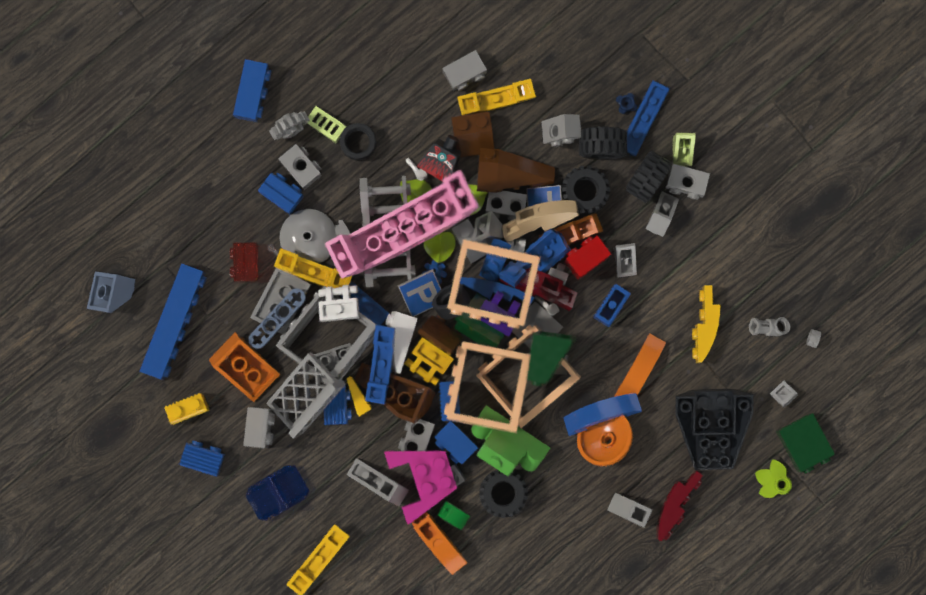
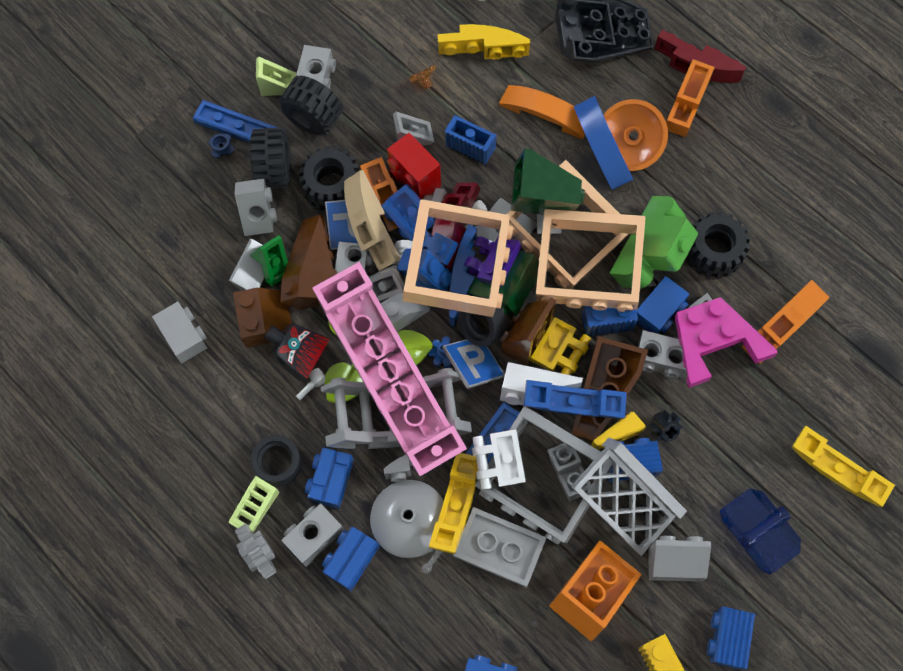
camera: 90 degrees left, 15 degrees down
(244, 262) = (450, 601): clear red brick -> none
(252, 91) = (207, 611): blue brick -> none
(280, 321) = (522, 550): sand blue beam -> none
(340, 180) = (329, 478): none -> blue brick
(359, 432) = (665, 426): none -> black gear
(377, 482) = (726, 400): light grey slope -> none
(454, 515) = (754, 300): green piece -> none
(496, 98) = (215, 290): yellow slope -> none
(514, 127) = (248, 271): none -> light grey slope
(517, 141) = (272, 259): none -> green slope
(629, 510) = (714, 104): light grey slope -> none
(638, 490) = (689, 97): none -> orange slope
(662, 214) = (358, 94): light grey slope -> none
(678, 272) = (424, 76): none -> clear orange plant

